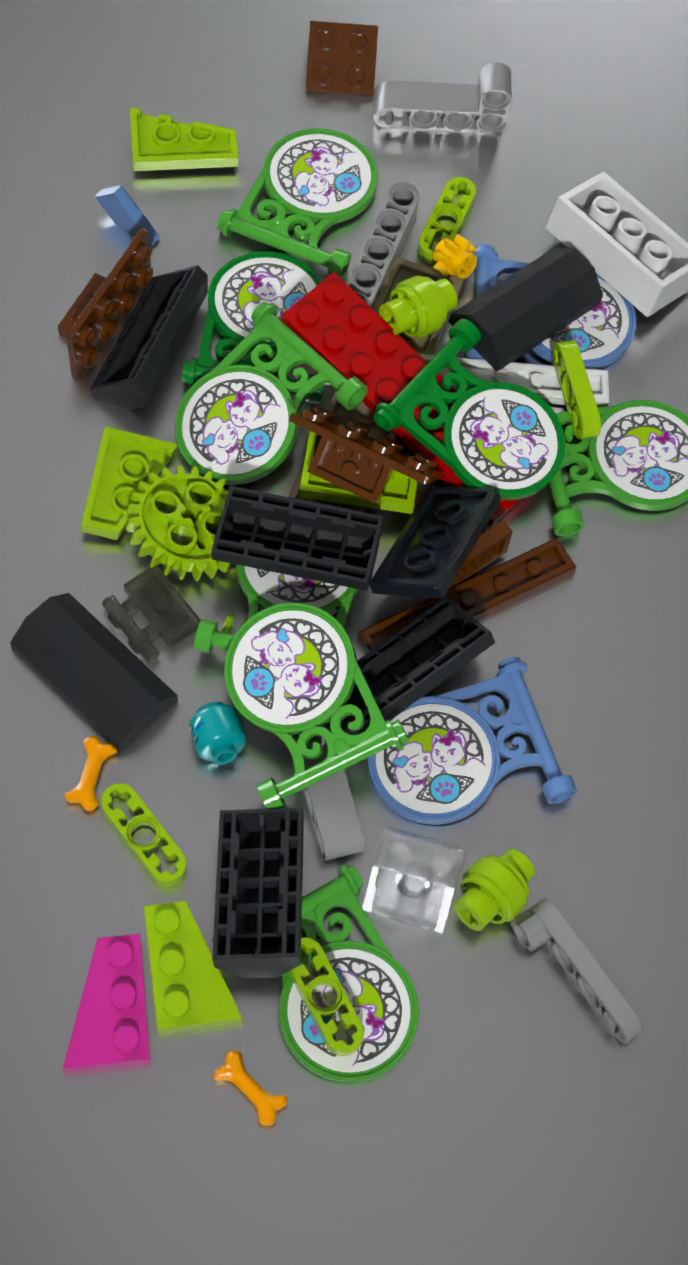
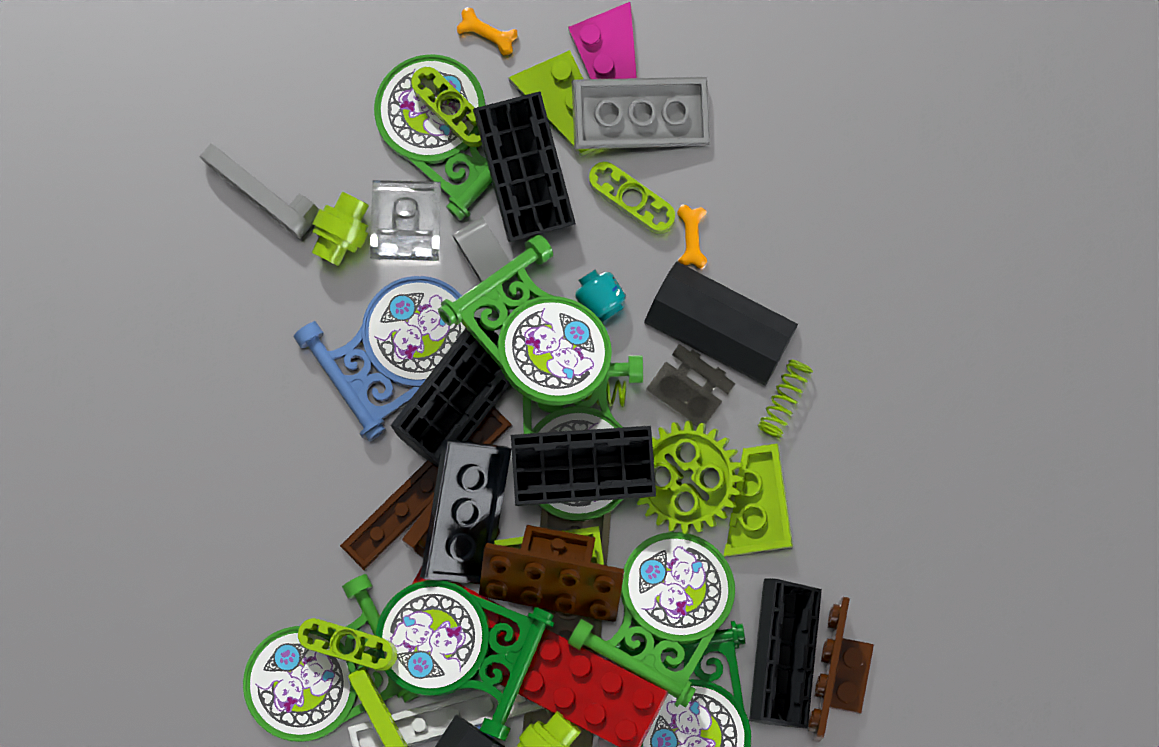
camera: 175 degrees right, 15 degrees up
(76, 543) = (768, 427): none -> lime piece
(99, 922) = (640, 112): none -> light grey tile
(609, 484) = (327, 628): none -> lime beam

